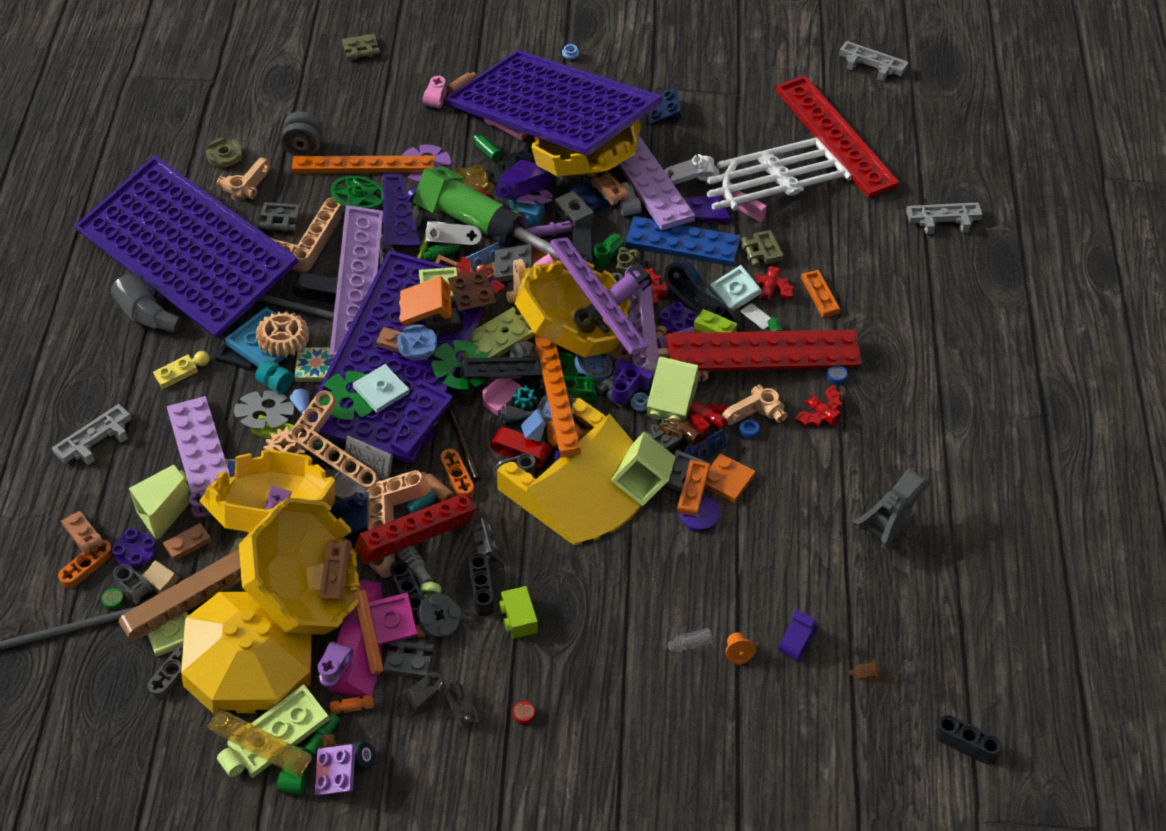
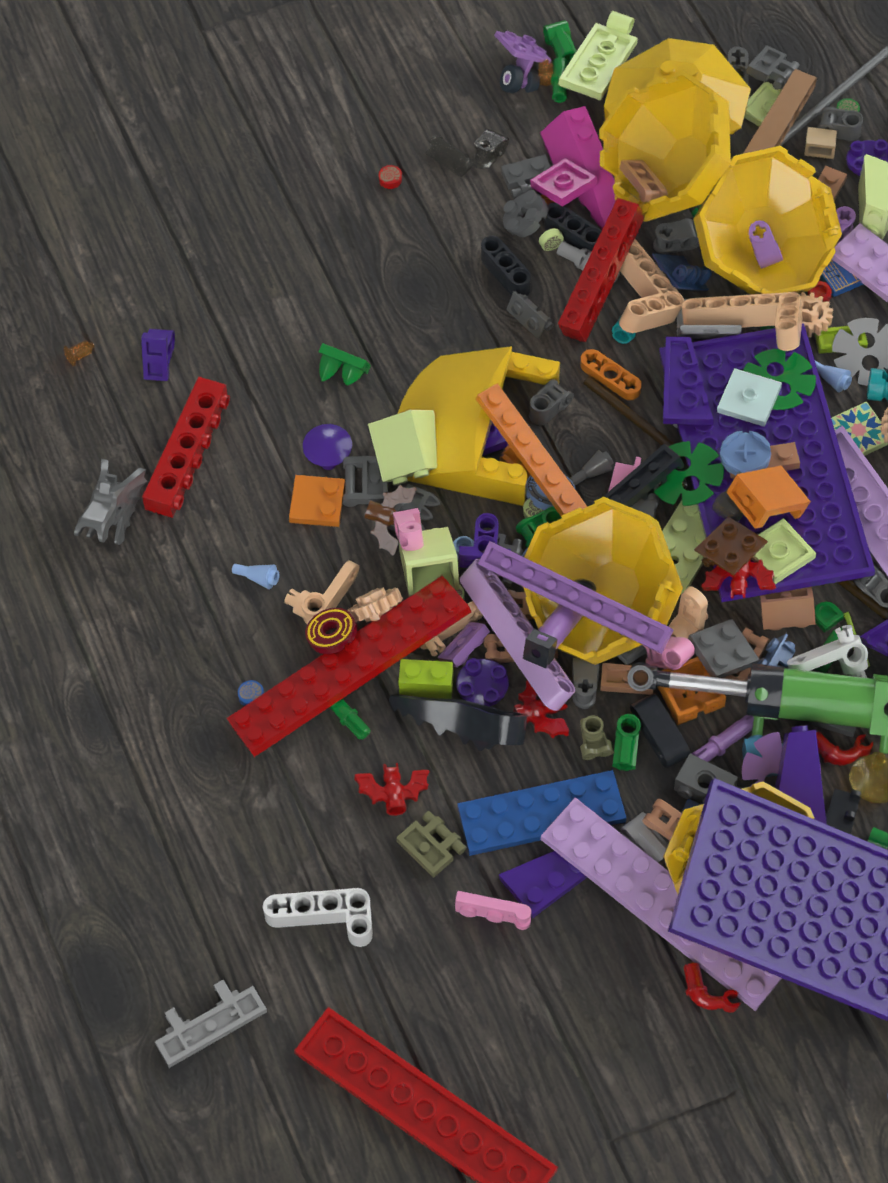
camera: 155 degrees right, 10 degrees up
(144, 660) = (772, 65): none -> dark grey plate
(259, 742) = (602, 38): clear yellow plate -> none
(334, 663) = (581, 104): medium lavender piece -> none
(351, 704) = (541, 123): orange axle -> none
(368, 632) = (576, 160): orange axle -> none
(440, 490) = (620, 347): nougat cylinder -> none
(513, 444) = (564, 428): red beam -> none
(519, 612) = (450, 256): lime brick -> none
(524, 393) = (594, 485): teal gear -> none
(534, 426) = (560, 446): medium blue slope -> none
(648, 128) = (699, 994): none -> red piece
(652, 566) = (333, 358): none -> green tile
(668, 108) = (699, 1043): dark blue hinge -> none
(680, 400) = (408, 529): none -> bright pink leg
(691, 640) = (266, 306): clear cylinder -> none
(693, 488) = (344, 457): orange tile -> none
(698, 167) = (576, 919): white piece -> none
(702, 415) = (378, 560): red animal -> none
(709, 445) = (354, 533): dark blue hinge -> none
(722, 384) = (375, 604): none -> light nougat gear
(735, 288) = (433, 759): light aqua plate -> none
(739, 649) = (213, 314): orange piece -> none
(749, 429) = (321, 573): blue tile -> none
(756, 315) = (389, 741): white sticker -> none
(769, 360) = (326, 620): none -> dark red tile
(778, 172) = (463, 974): white piece -> none
(793, 440) = (262, 574): none -> light blue cone
(820, 293) = (324, 811): orange tile -> none
(824, 411) = (243, 631): red animal -> none
(834, 530) = (204, 394): none -> red brick
(849, 241) = (318, 915): none -> white beam

